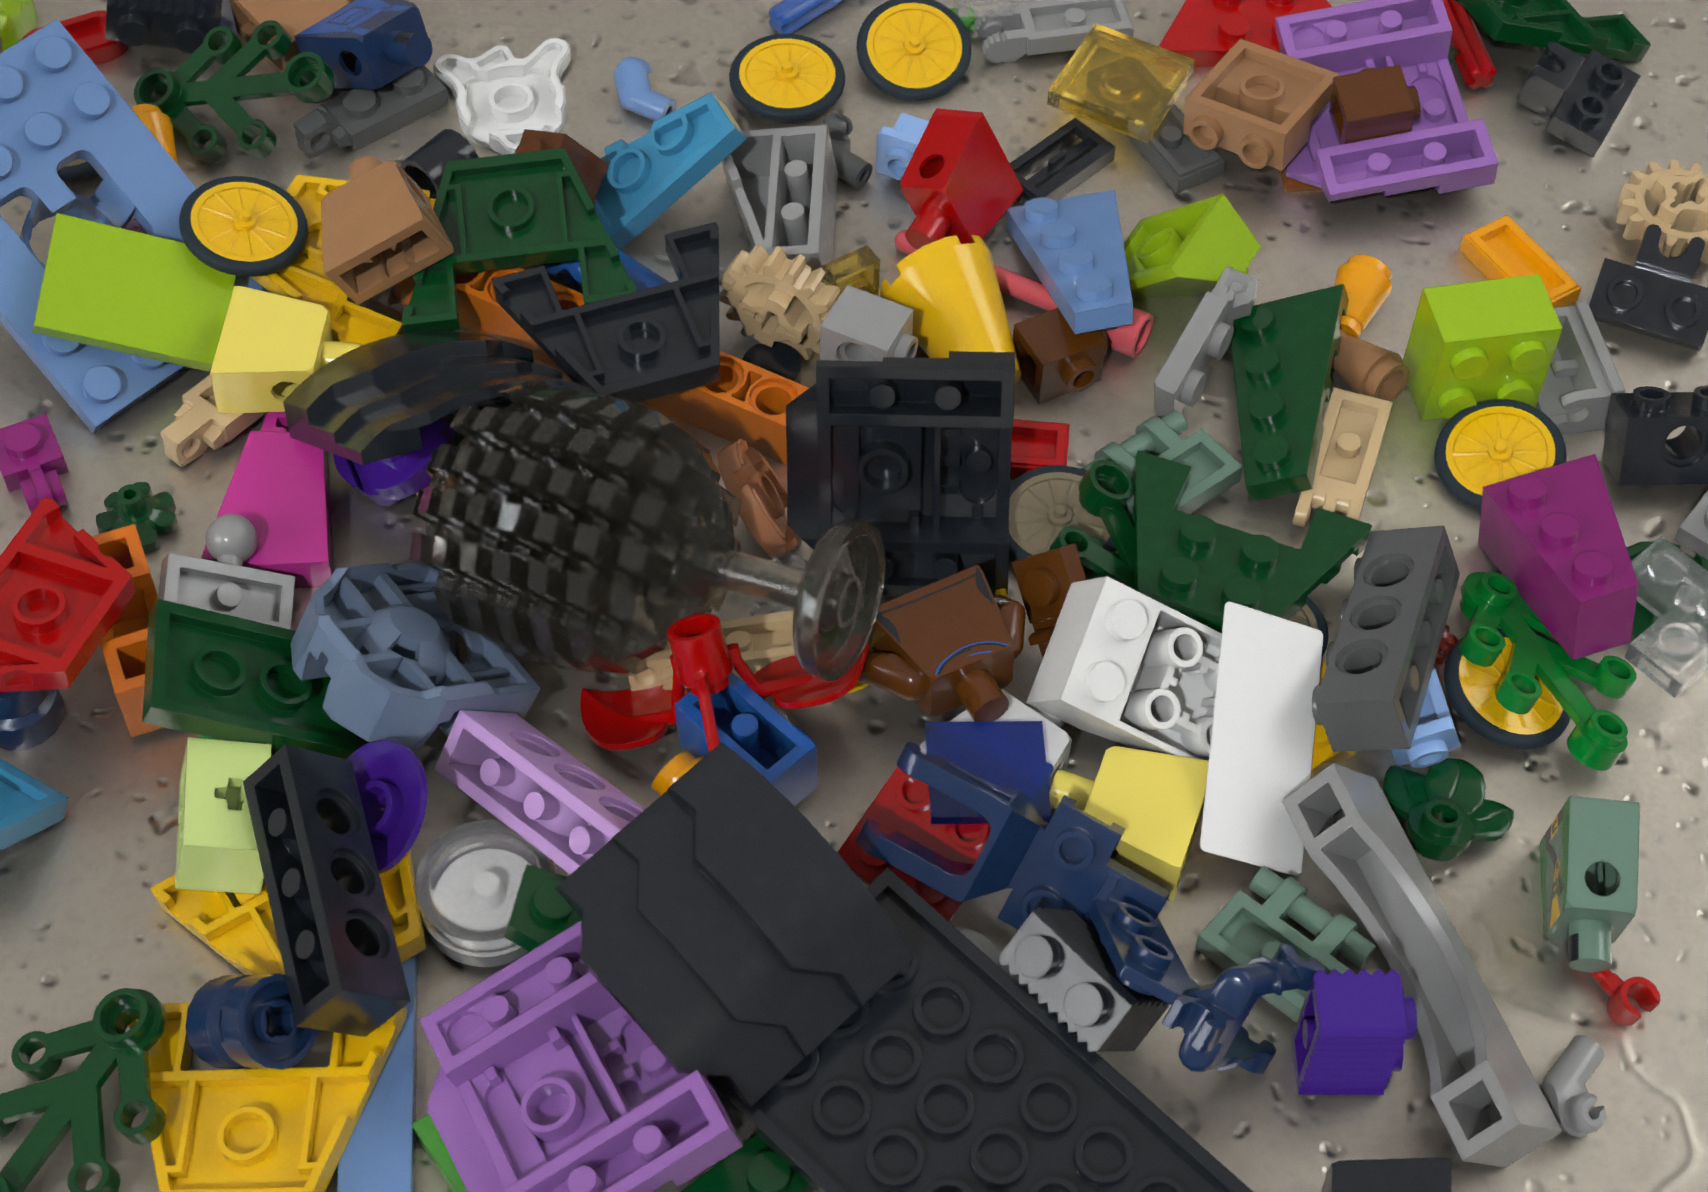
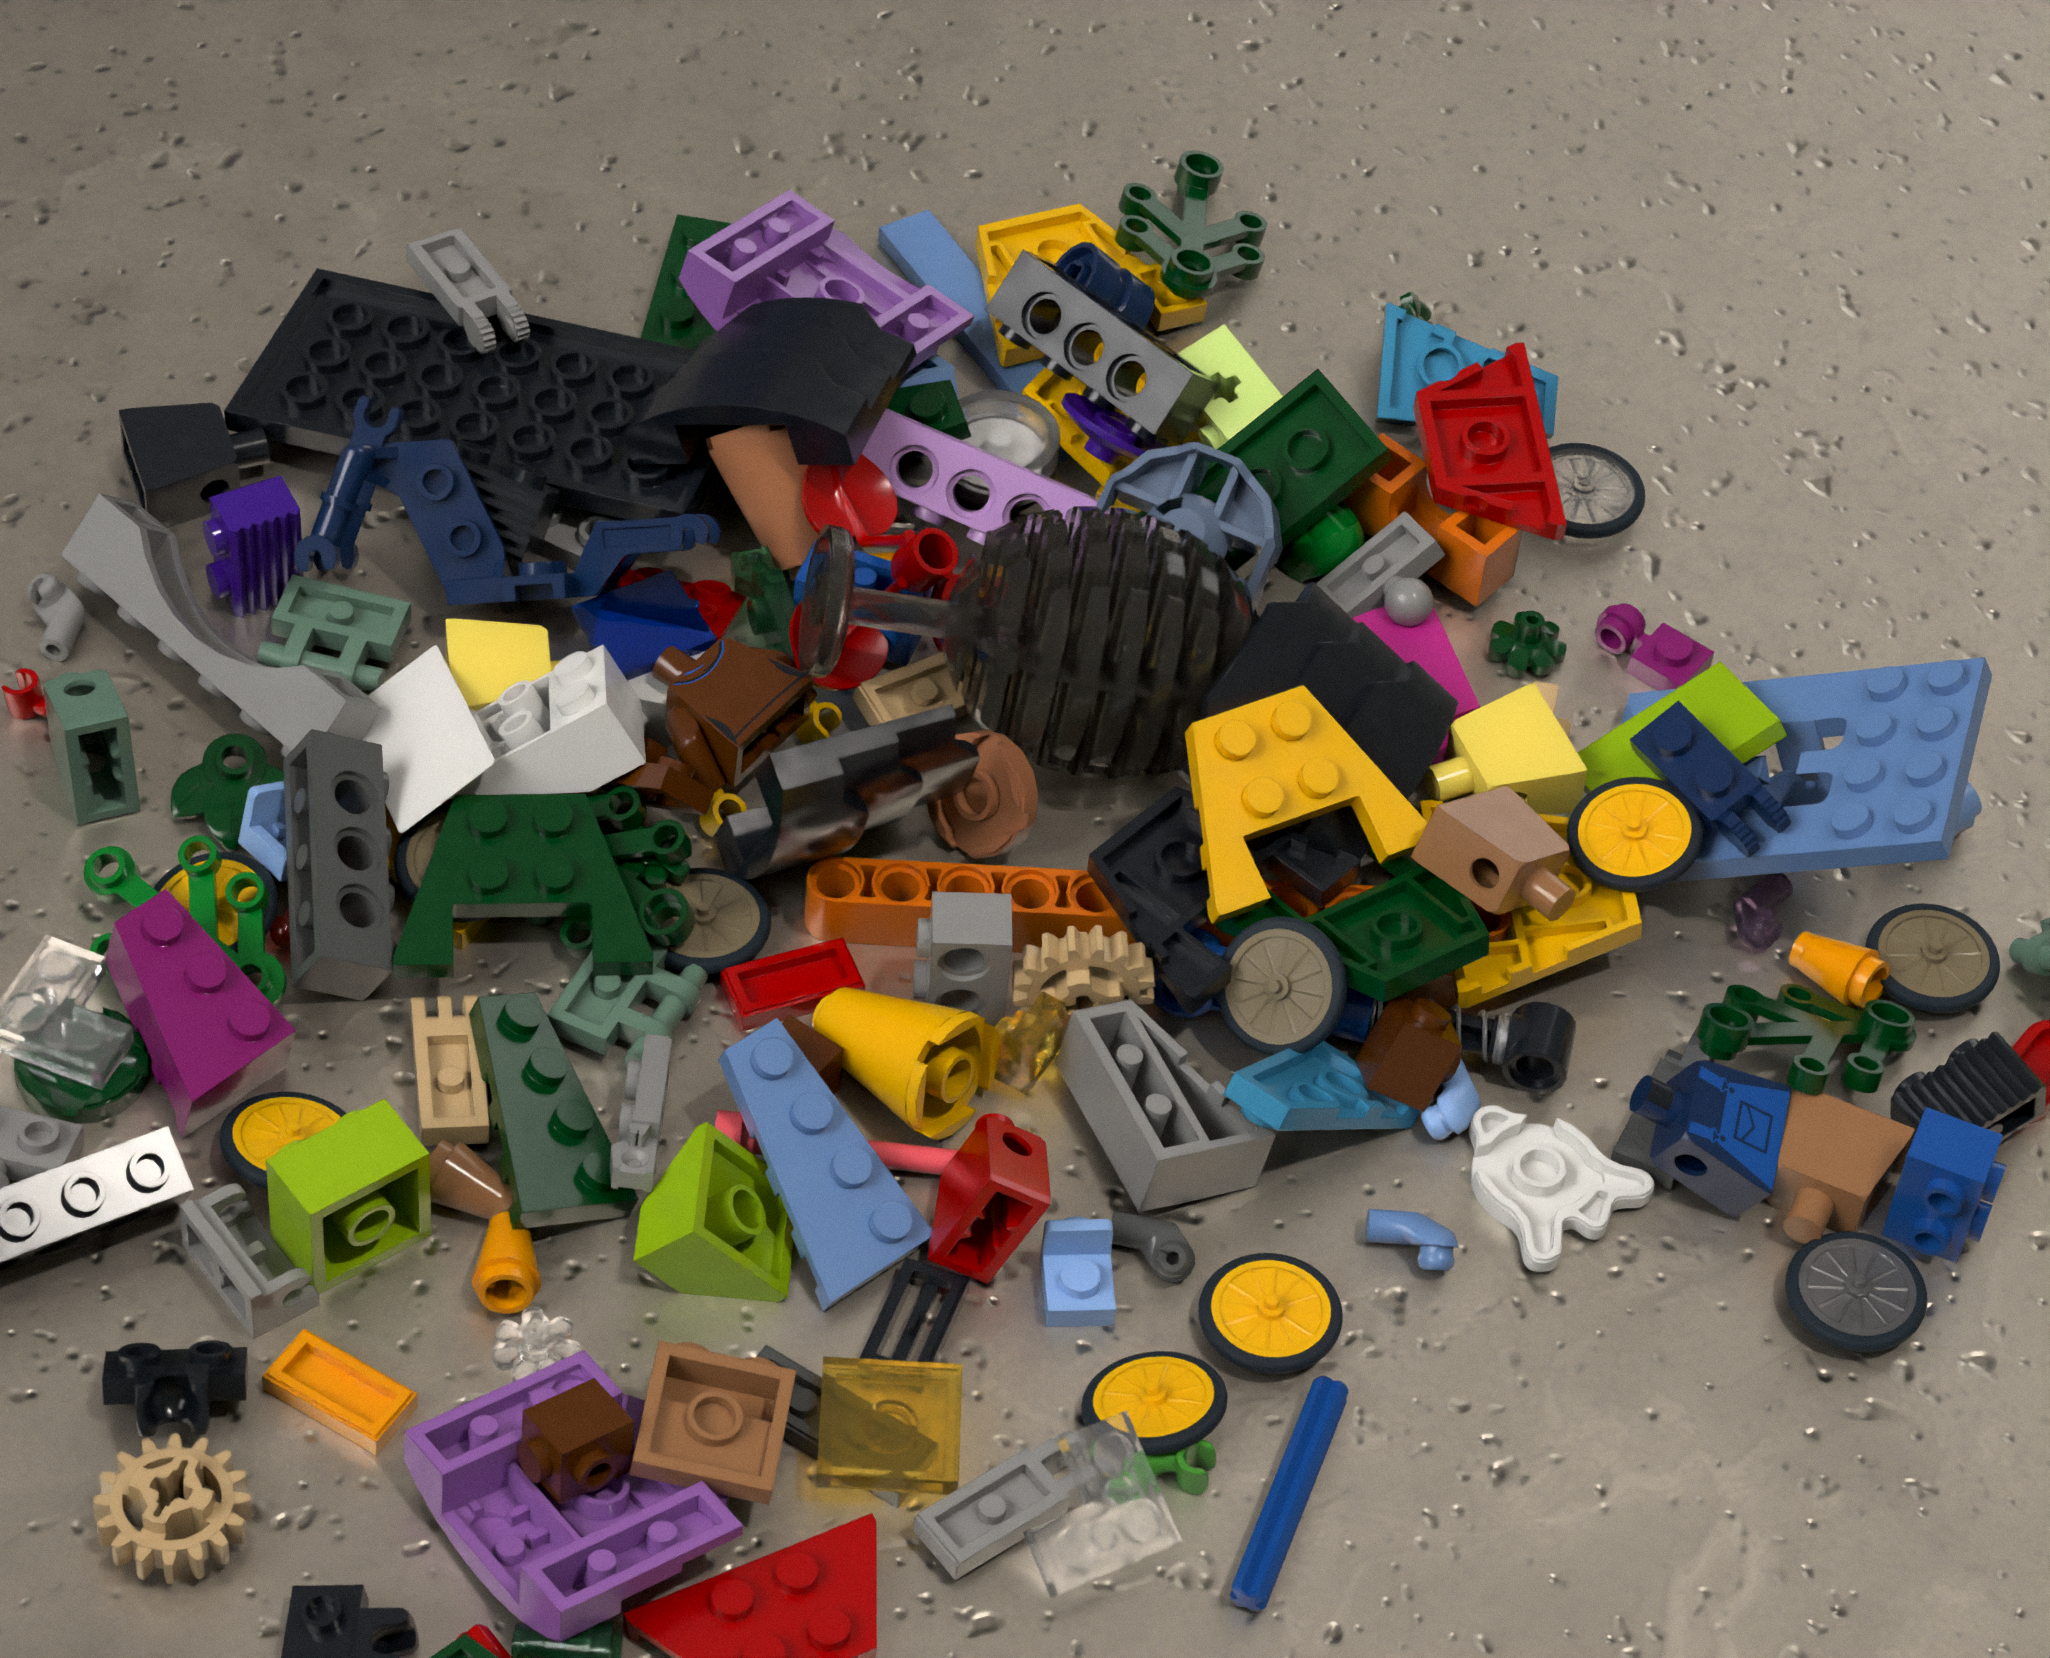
camera: 150 degrees right, 5 degrees down
(154, 214) = (1707, 776): none -> dark blue hinge
(531, 323) = (1275, 769): none -> yellow wing
(628, 218) = (1283, 986): none -> dark tan wheel
(834, 782) = (769, 595): none -> clear green hinge
(1353, 237) = (533, 1343): none -> clear plant

